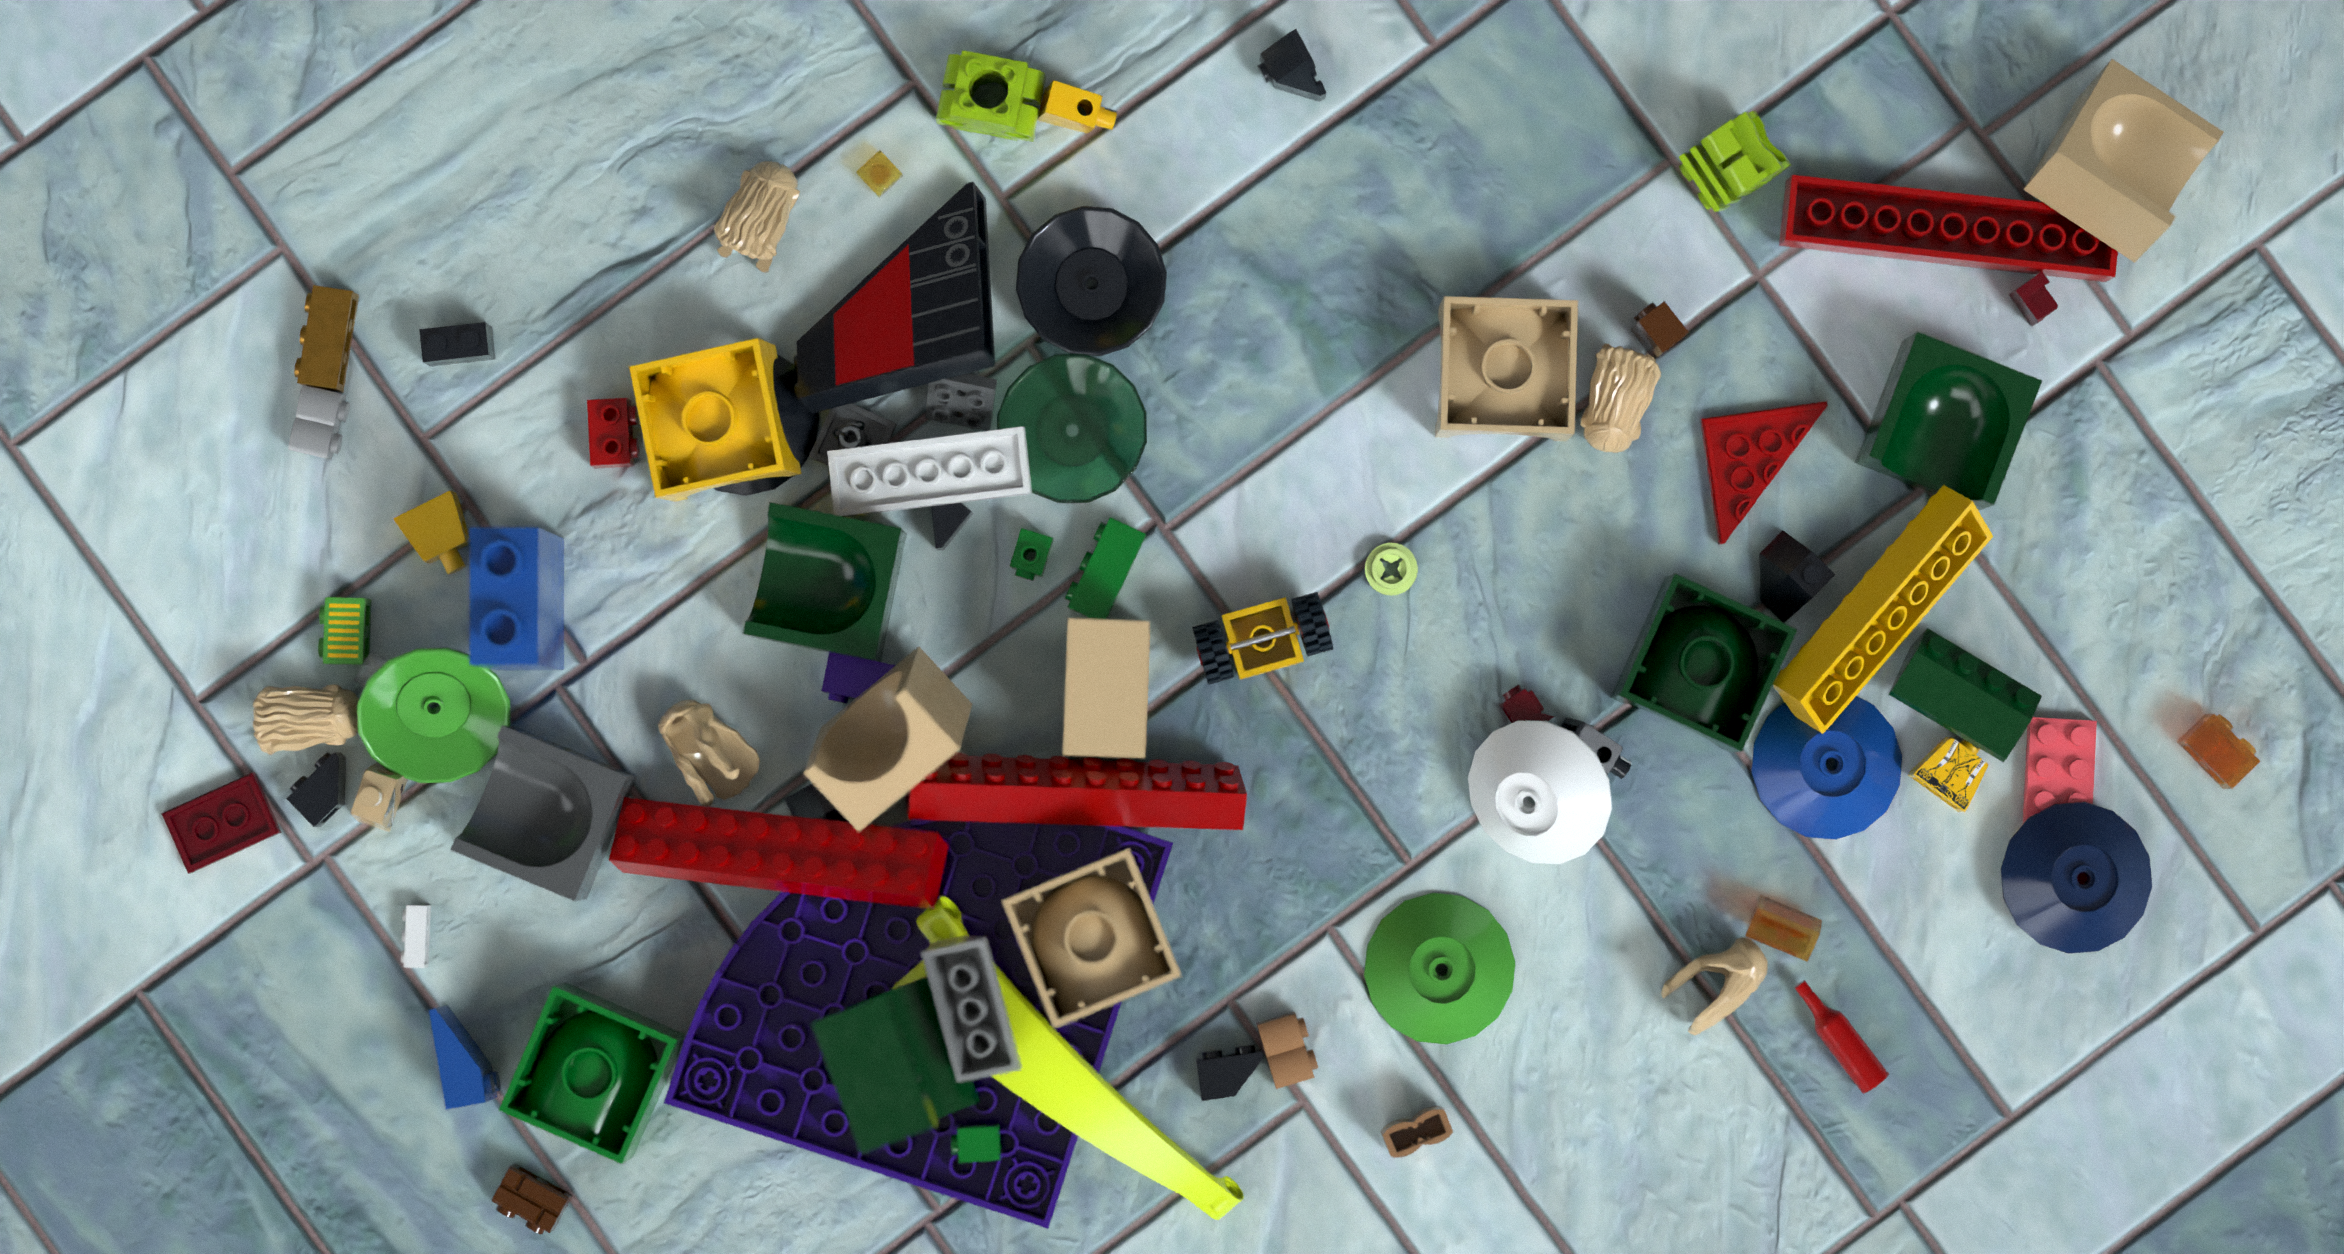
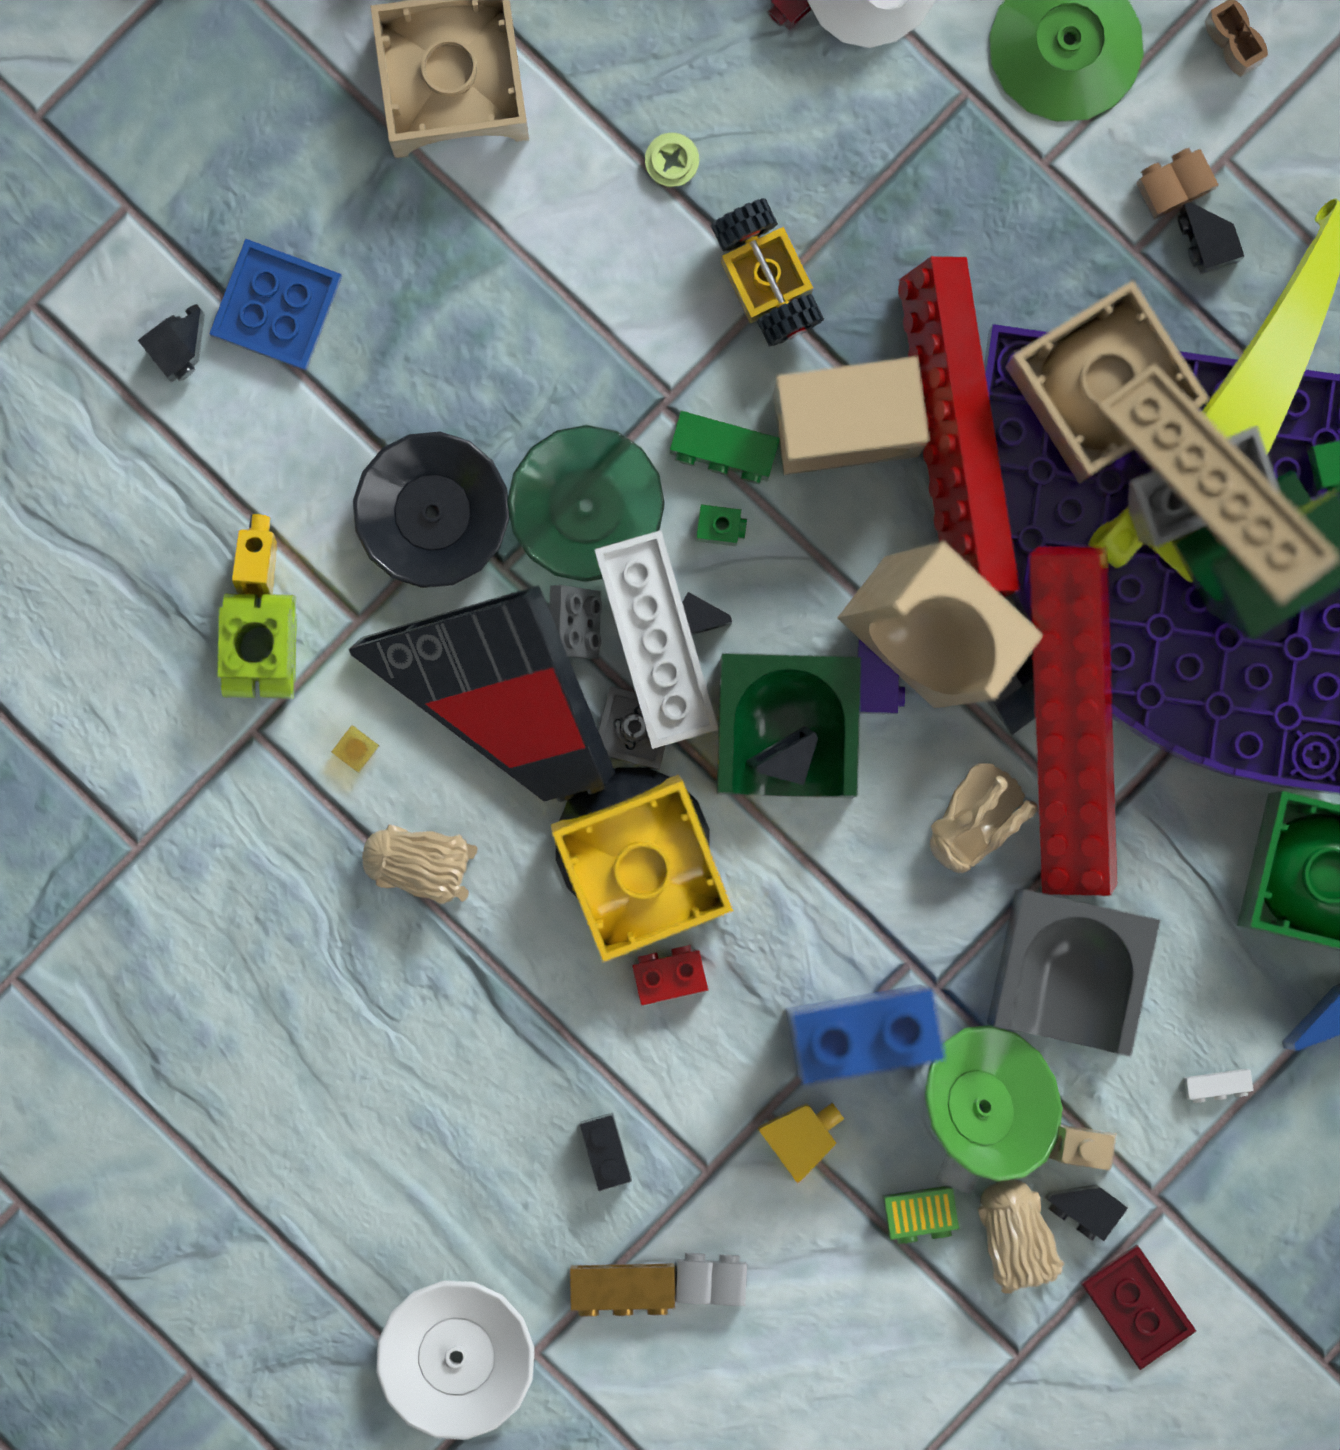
camera: 105 degrees left, 0 degrees up
(260, 149) = (449, 1396): none -> white dish
(793, 575) = (787, 758): none -> black slope
(963, 1016) = (1218, 483): none -> tan plate
(1315, 169) = (275, 304): none -> blue plate

